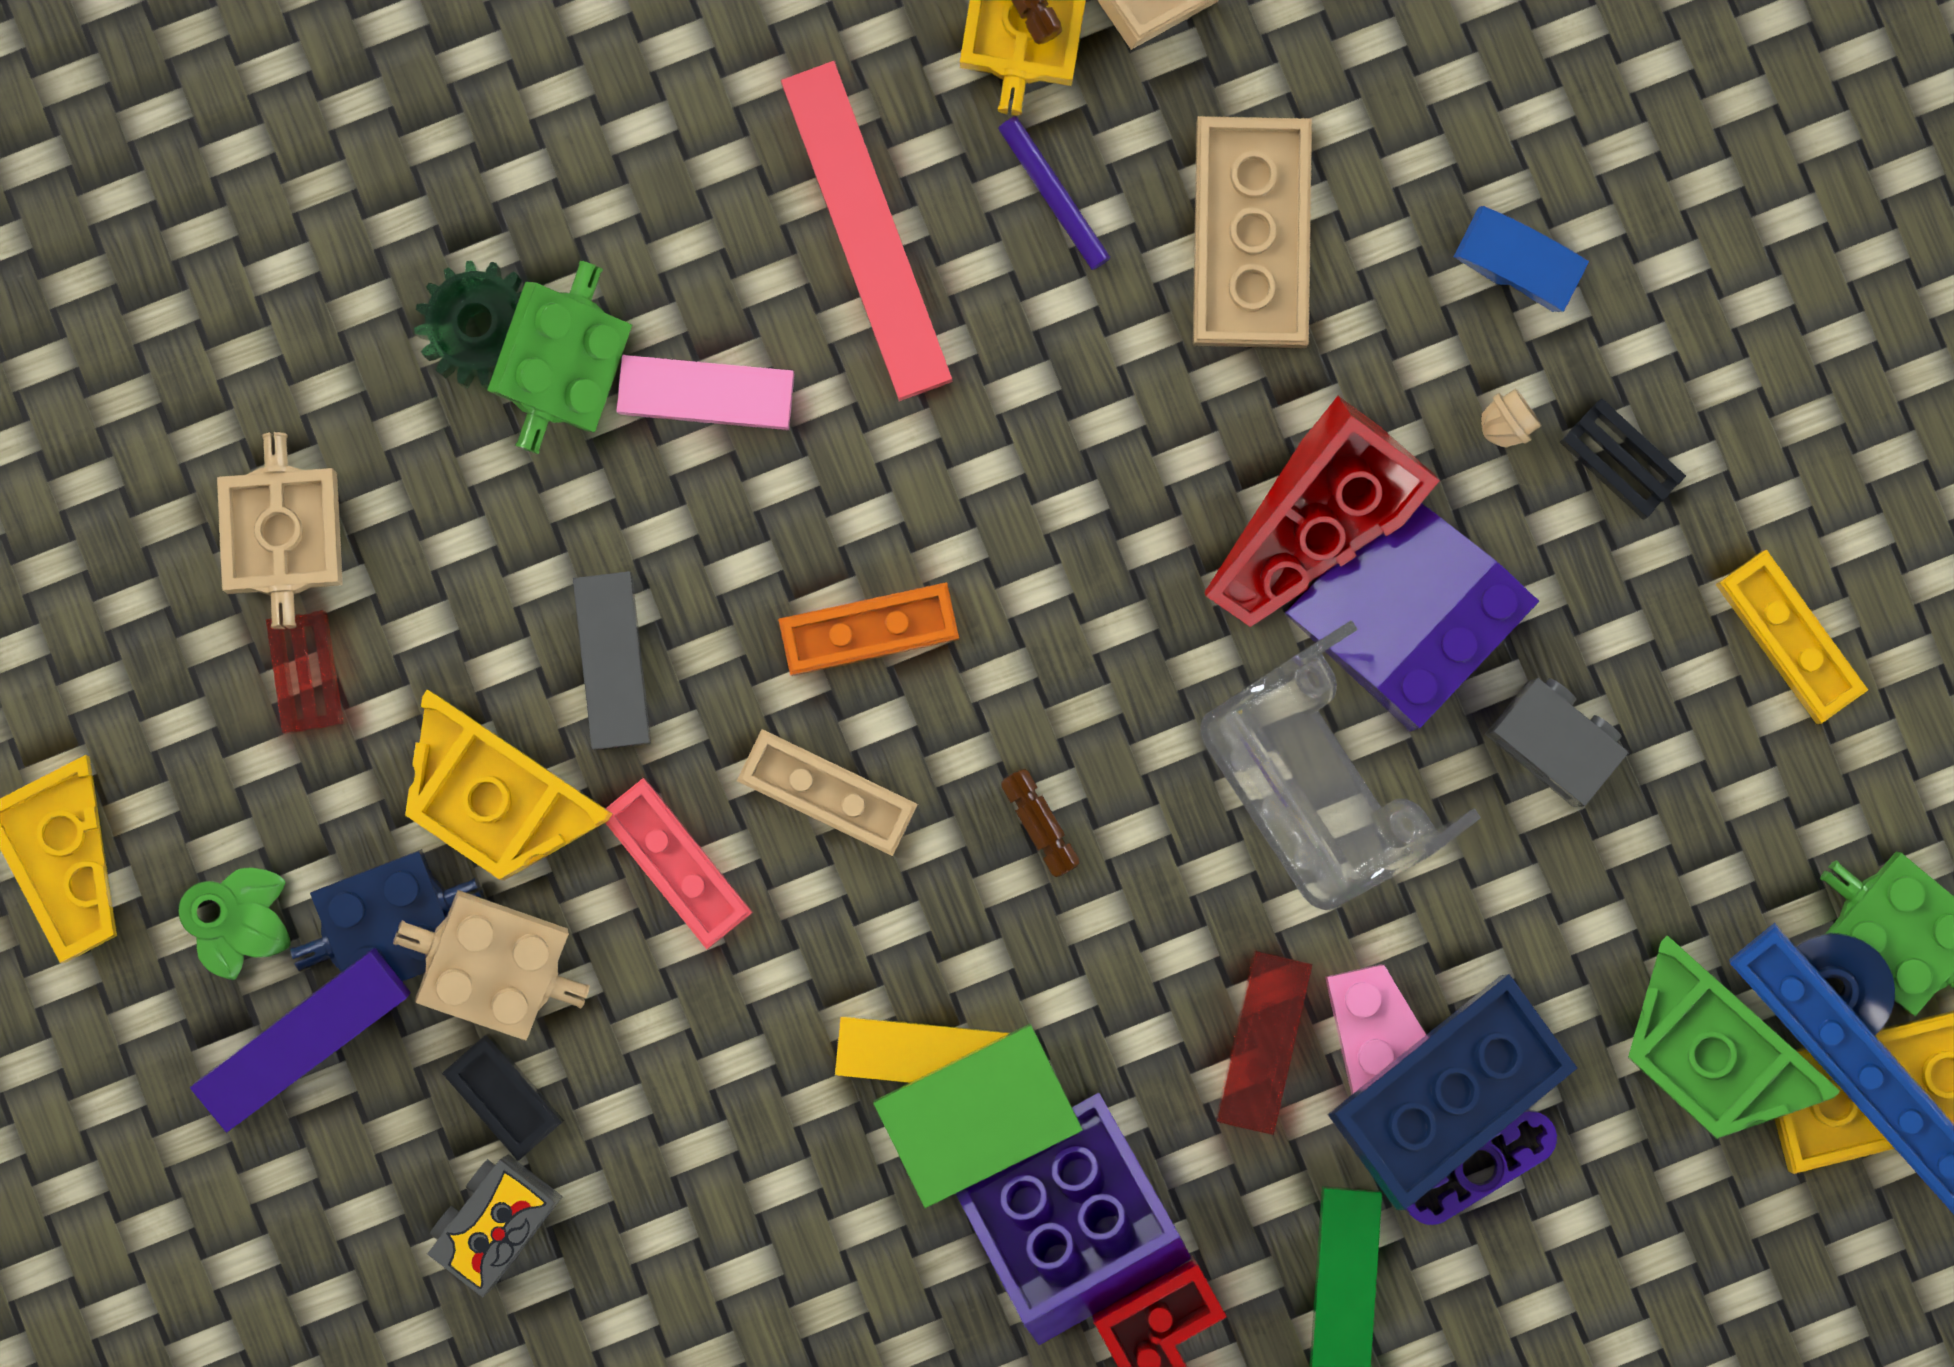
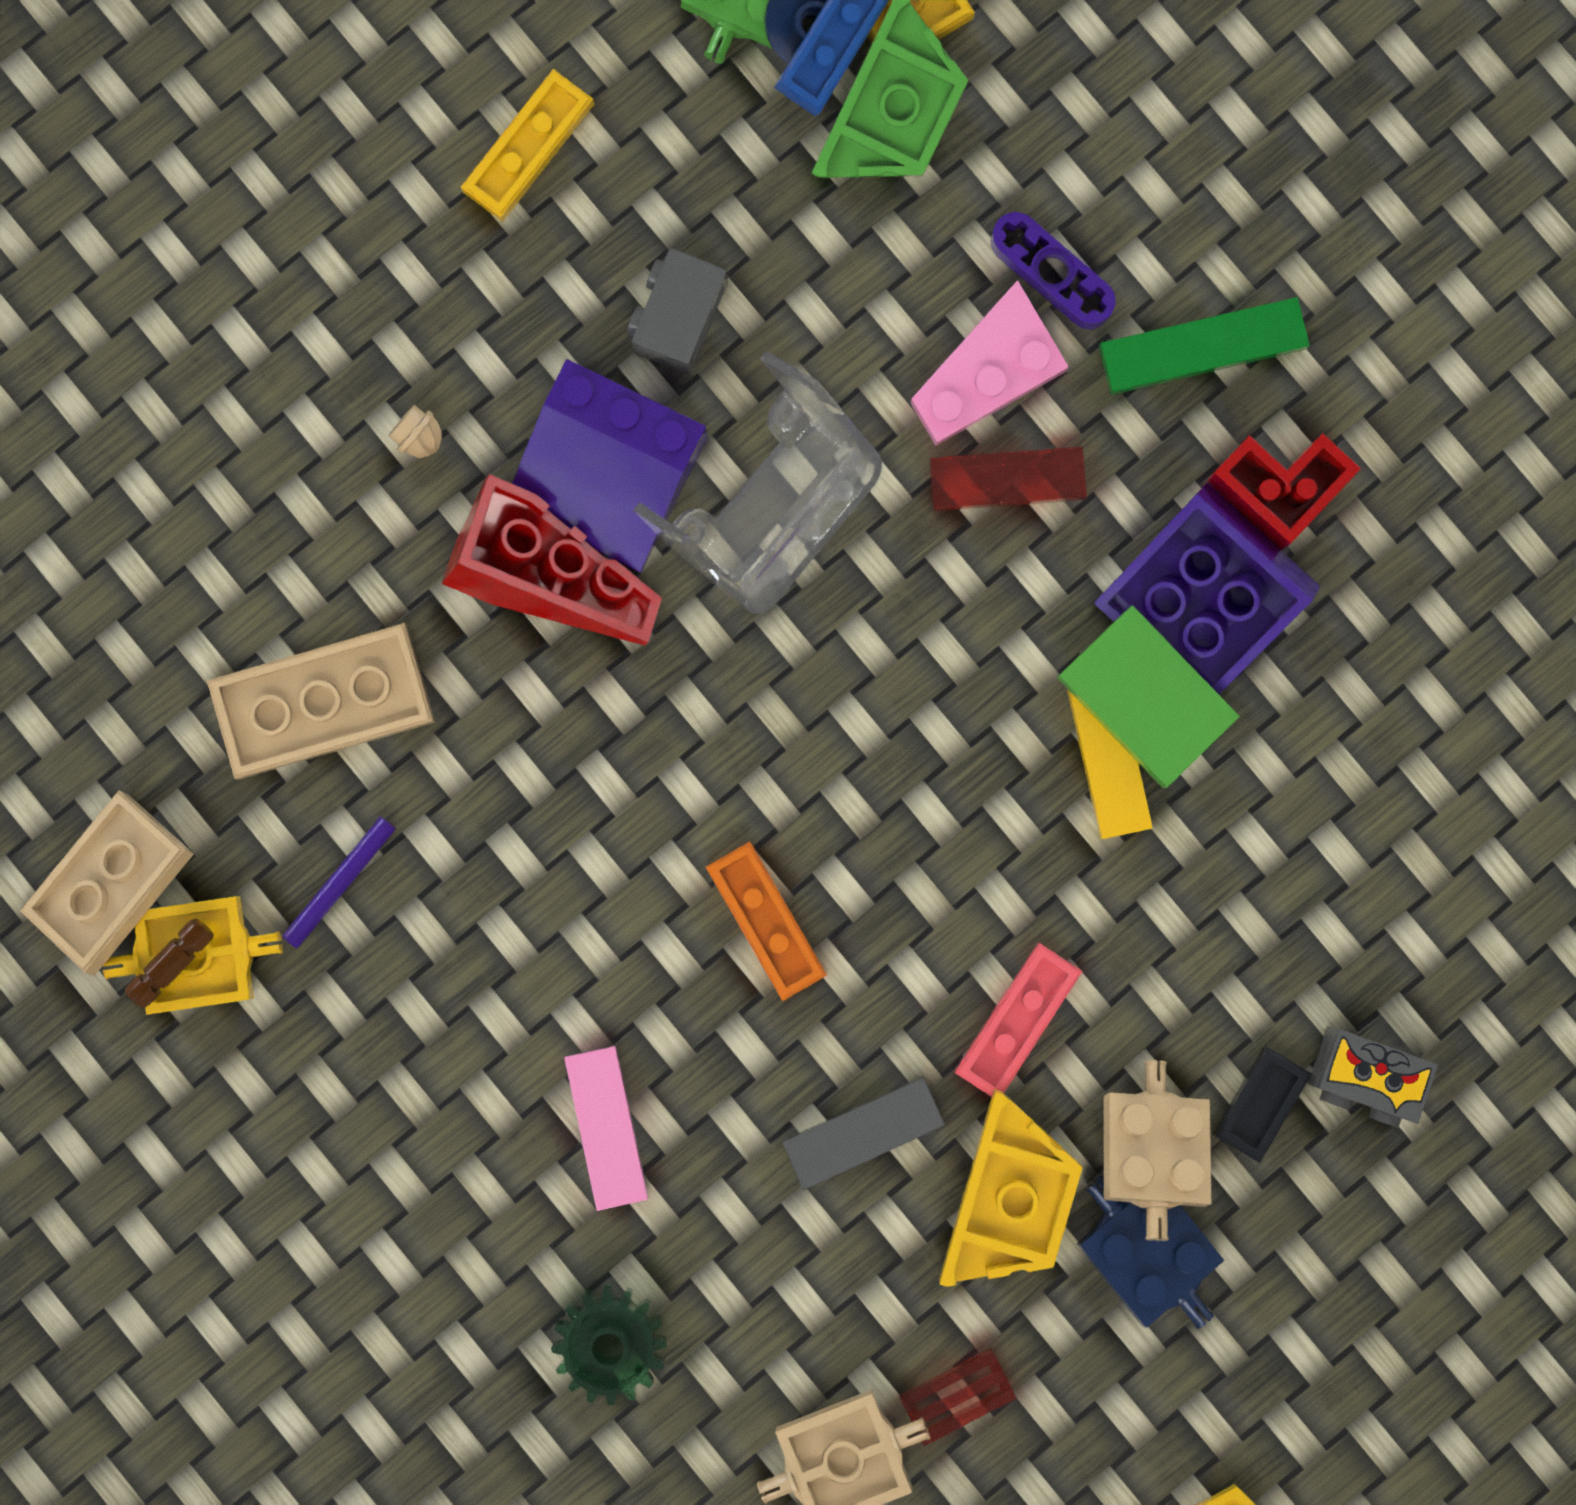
camera: 115 degrees left, 0 degrees up
(244, 920) = (1188, 1377): bright green plate -> none
(300, 1040) = (1273, 1293): dark purple tile -> none
(559, 357) = (616, 1264): bright green plate -> none
(827, 792) = (916, 911): tan tile -> none
(866, 231) = (421, 1034): coral tile -> none
(1040, 822) = (884, 723): reddish brown axle -> none
(1452, 1092) = (1000, 308): dark blue plate -> none
(1522, 258) = (274, 465): blue slope -> none
(1638, 443) = (438, 291): black tile -> none

